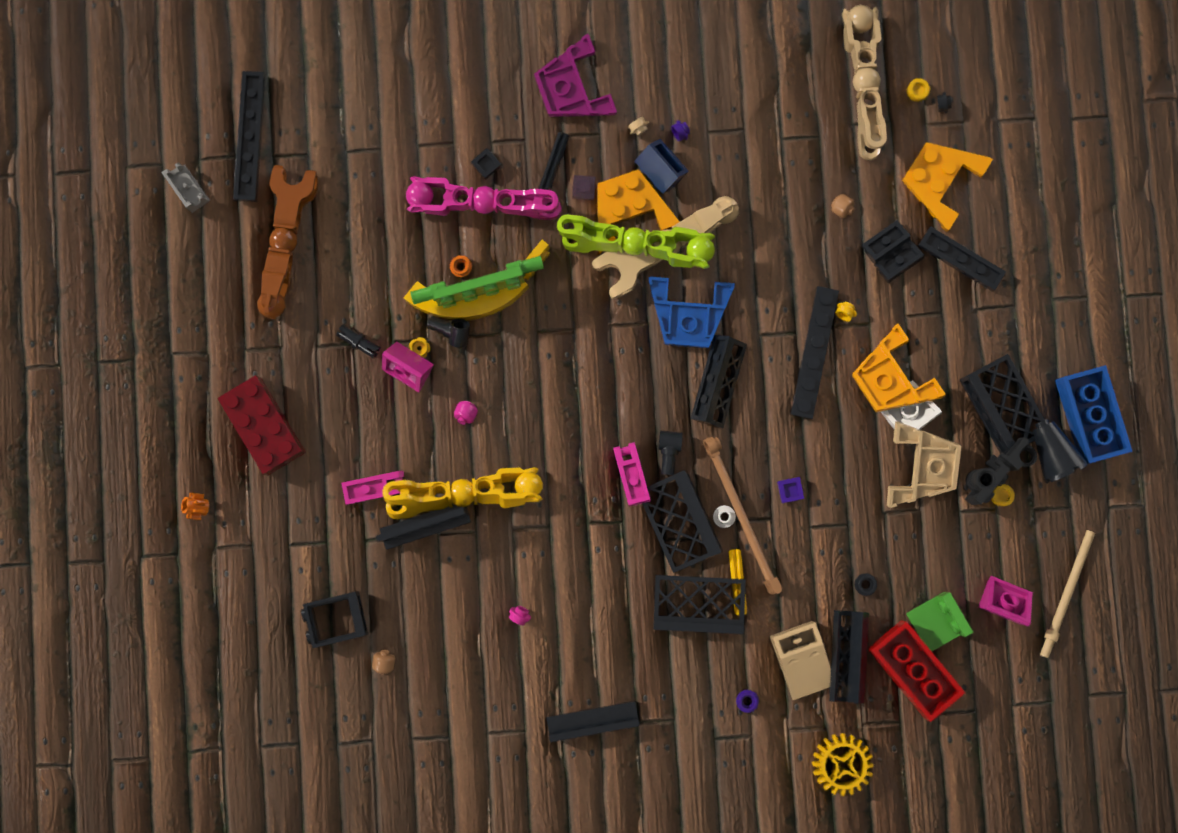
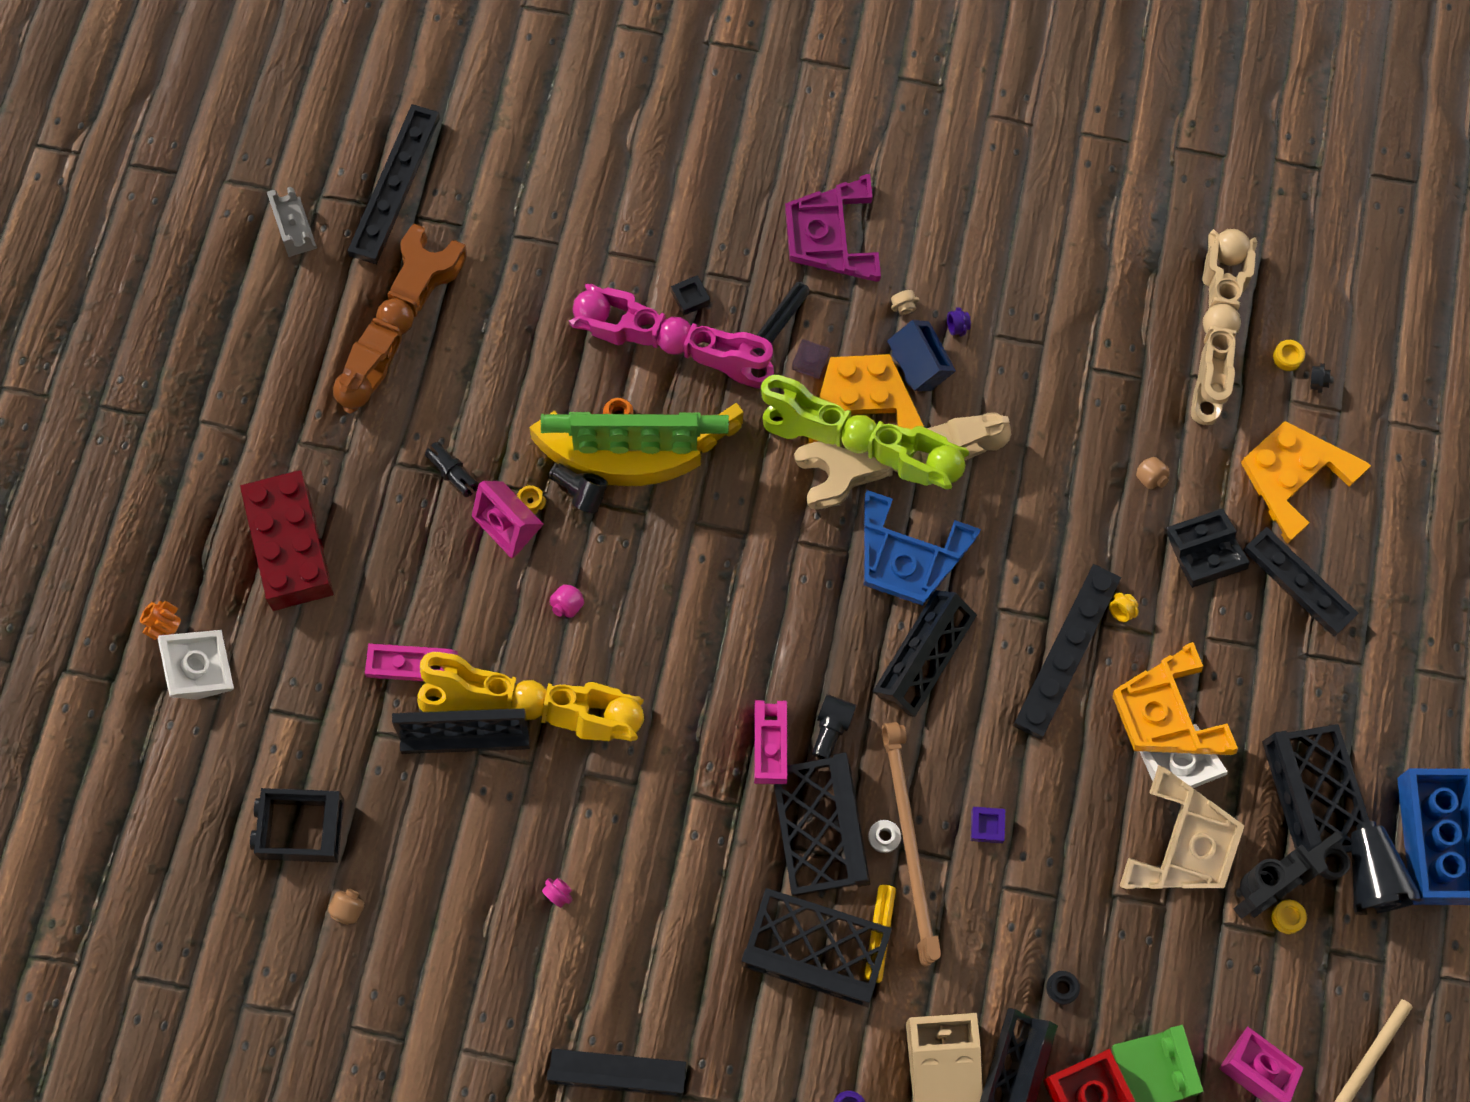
camera: 10 degrees right, 15 degrees down
(229, 529) = (195, 664): none -> white slope

